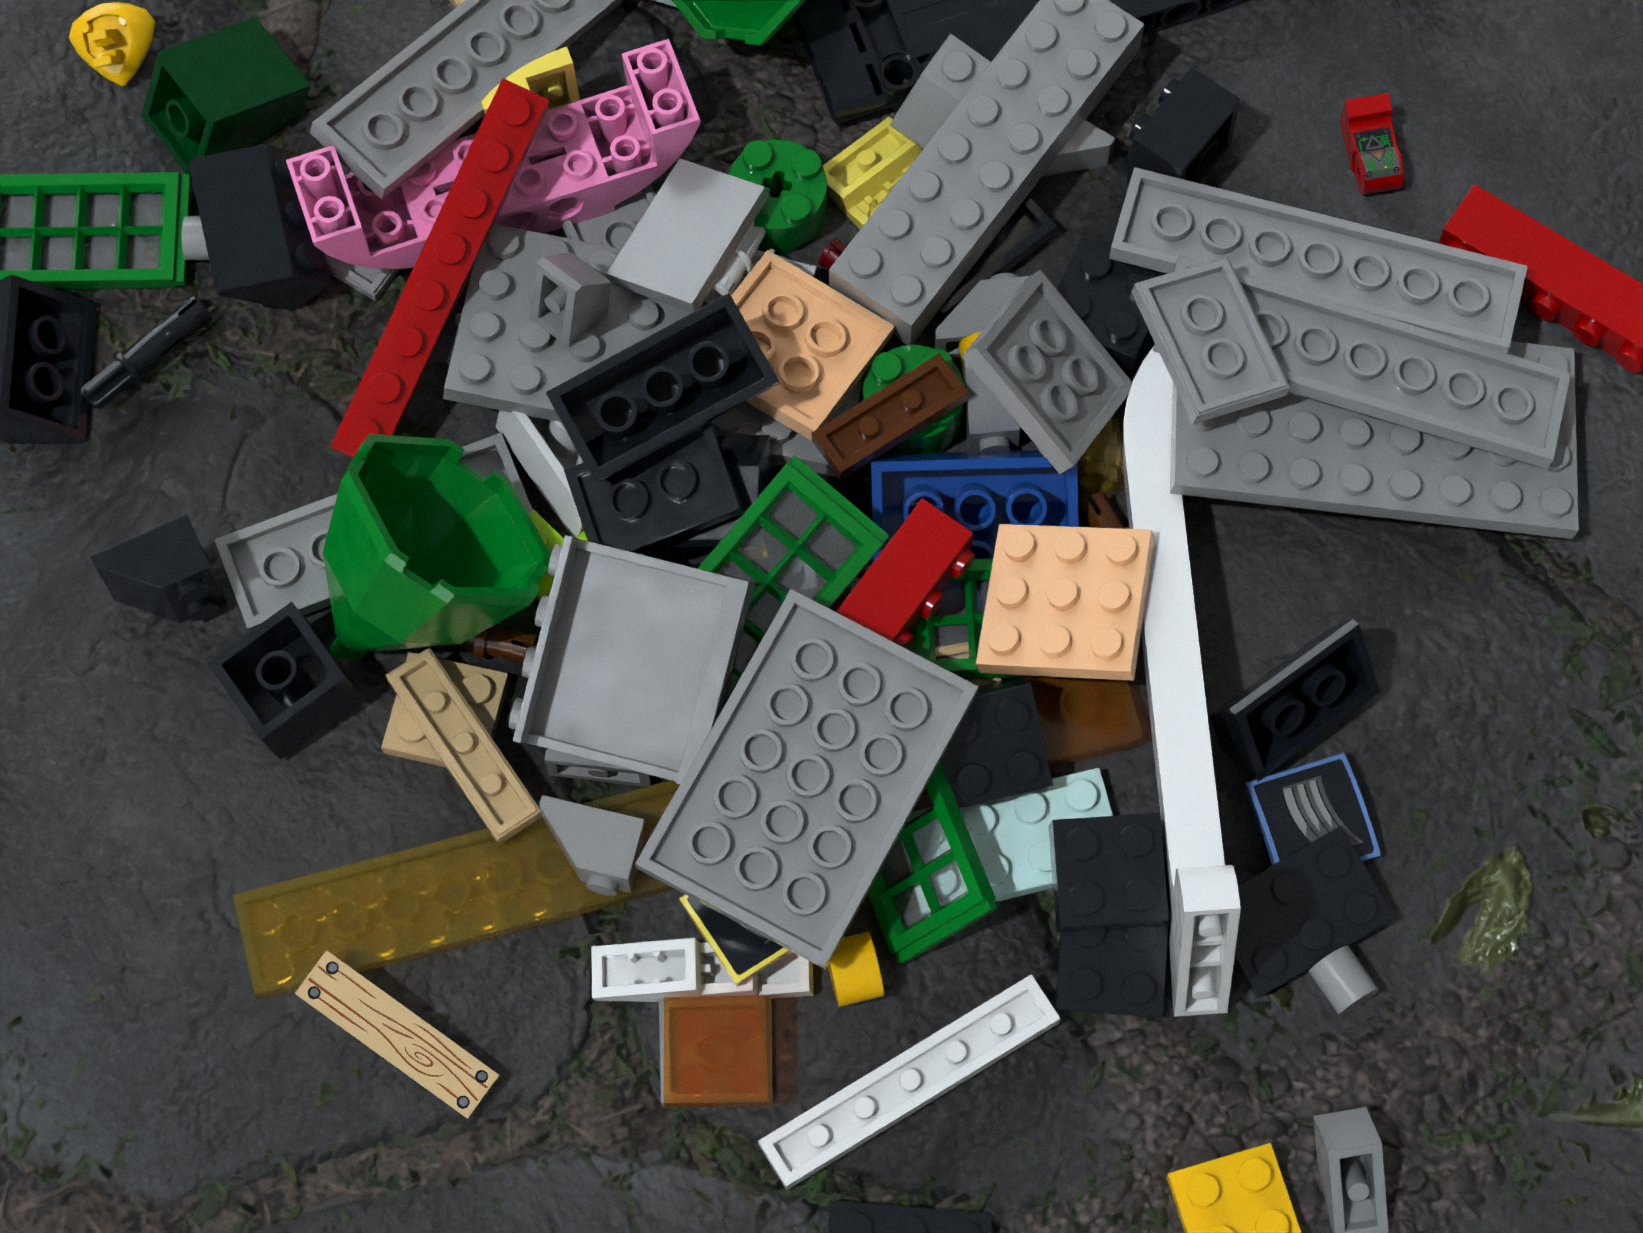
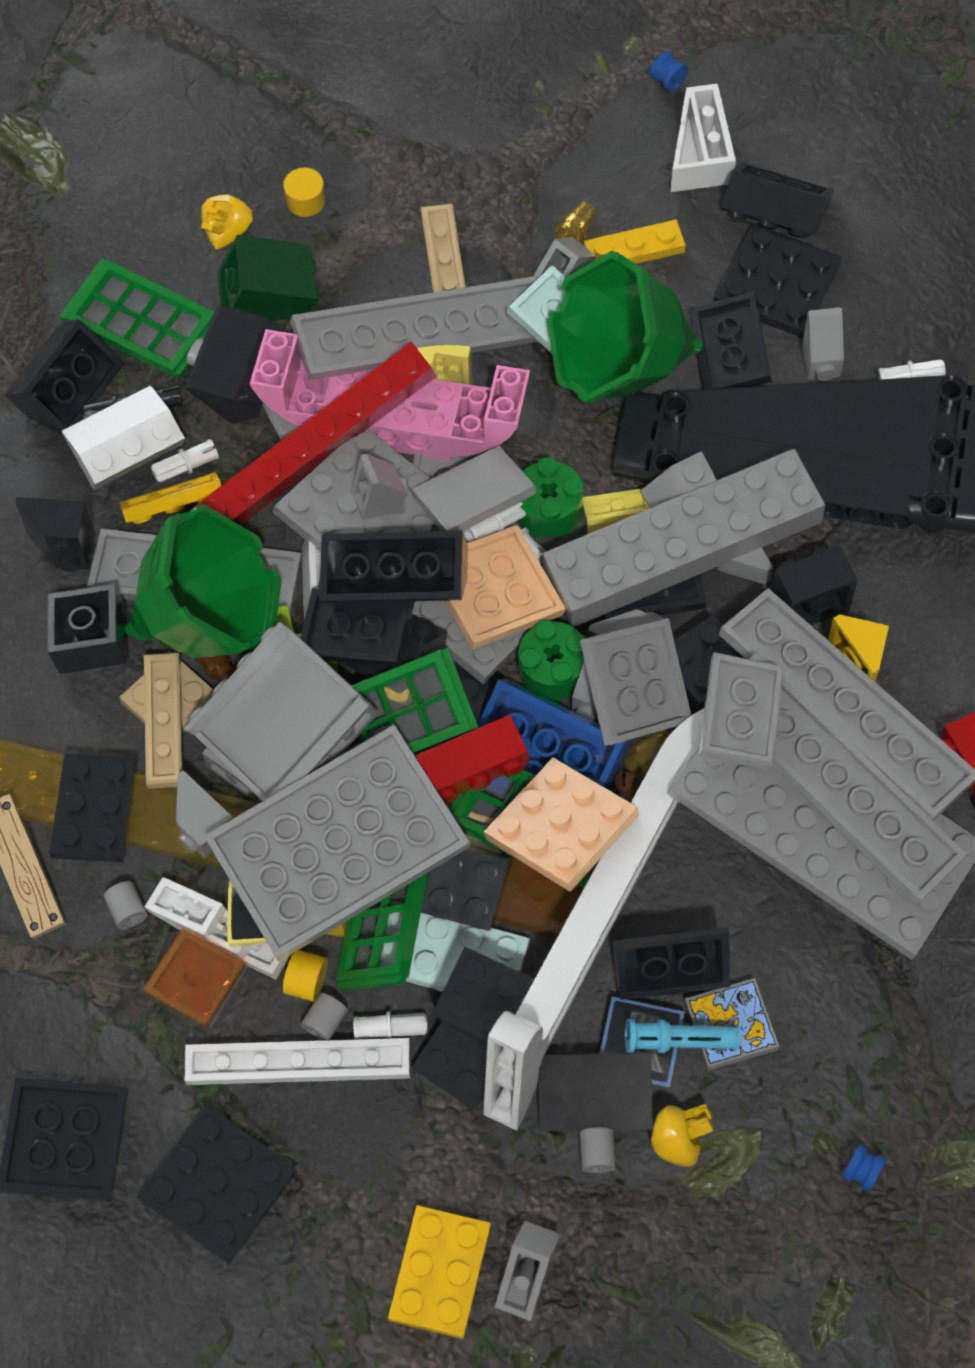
camera: 30 degrees right, 5 degrees down
(167, 401) = (123, 437): none -> white slope
(266, 392) = (184, 461): none -> white axle
(281, 450) = (169, 499): none -> yellow plate
(446, 907) = (93, 808): none -> black plate
(564, 1009) = (125, 905): none -> light grey gear
(890, 416) = (525, 658): reddish brown plate -> none
(908, 1008) = (324, 1017): none -> light grey gear
(995, 972) = (389, 1025): none -> white axle
(1287, 176) = (860, 642): none -> yellow slope
(1344, 796) = (665, 1036): none -> medium azure pin
(1372, 143) = (935, 653): red leg -> none
(1405, 737) = (730, 1006): none -> tile
(1427, 906) = (677, 1131): none -> yellow piece

